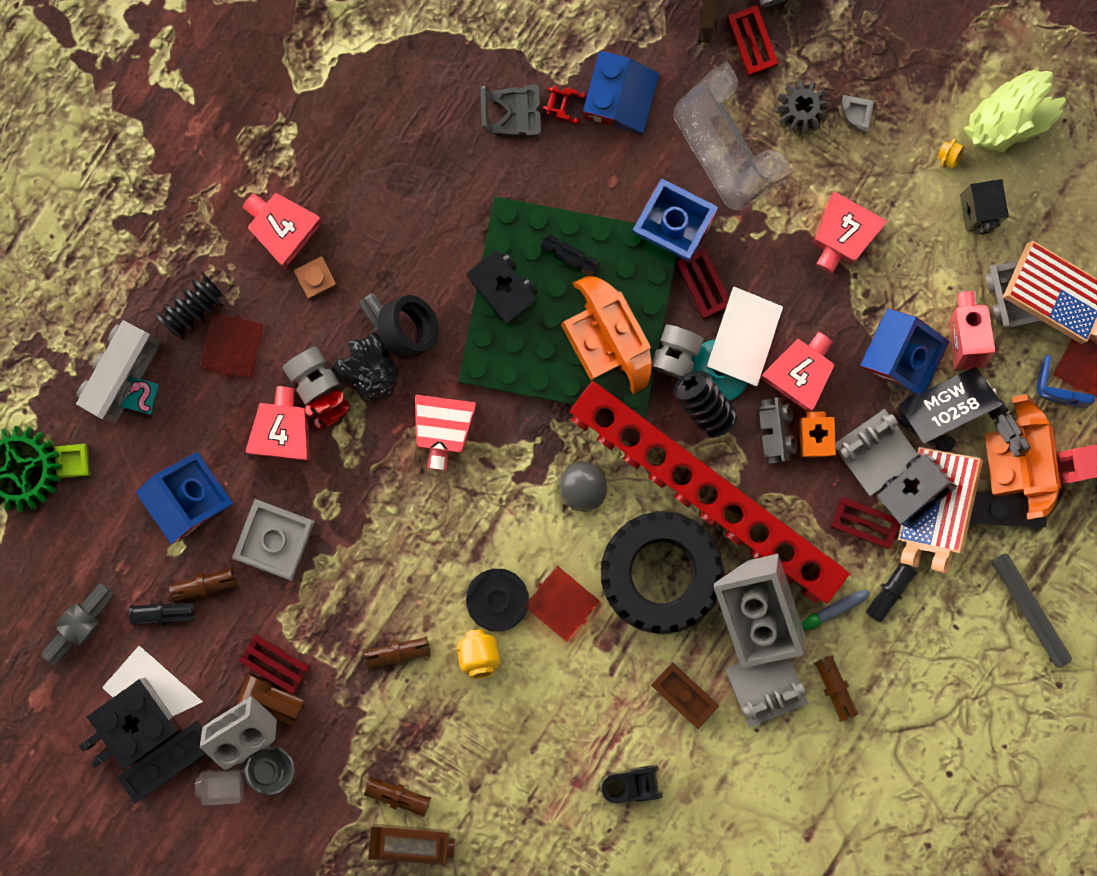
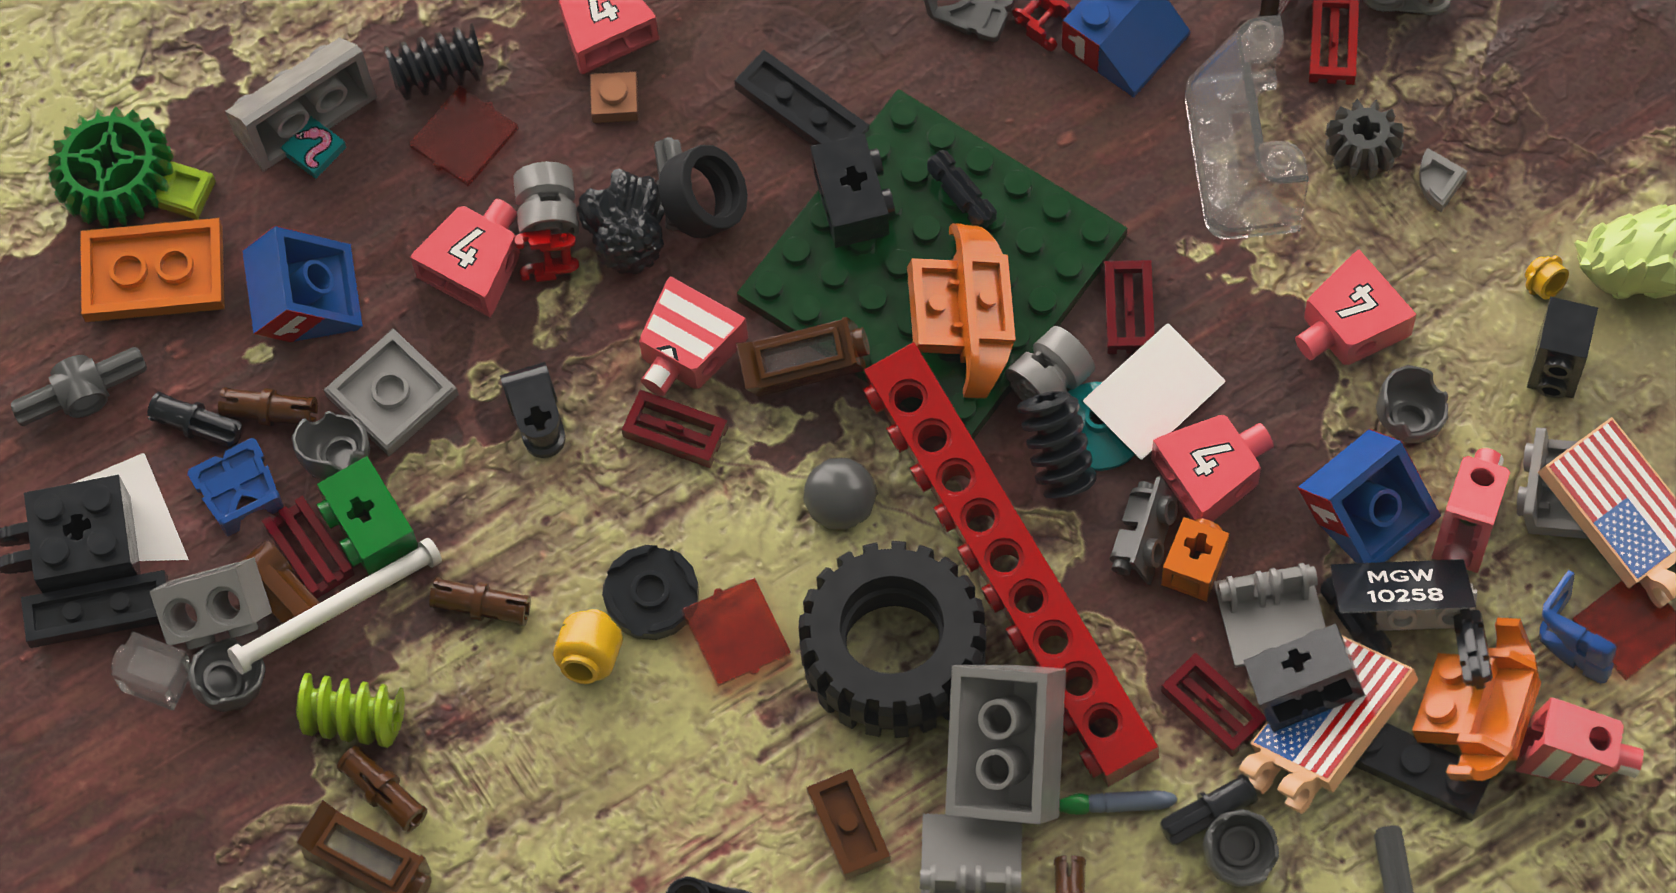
camera: 30 degrees right, 20 degrees down
(82, 526) = (152, 270): none -> orange plate
(205, 639) = (232, 477): none -> blue piece
(257, 595) = (330, 444): none -> dark grey hair
(313, 699) = (424, 555): none -> white bar
(320, 633) = (362, 492): none -> green brick
(354, 760) = (348, 712): none -> lime piece
(366, 509) = (534, 406): none -> black piece
(439, 235) = (796, 101): none -> black plate
(461, 487) = (669, 445): none -> dark red tile
(522, 411) = (803, 357): none -> reddish brown window
(675, 220) = (1127, 199): blue slope -> none
(906, 280) = (1412, 405): none -> dark grey hair
(922, 611) = (1240, 848): none -> dark grey hair

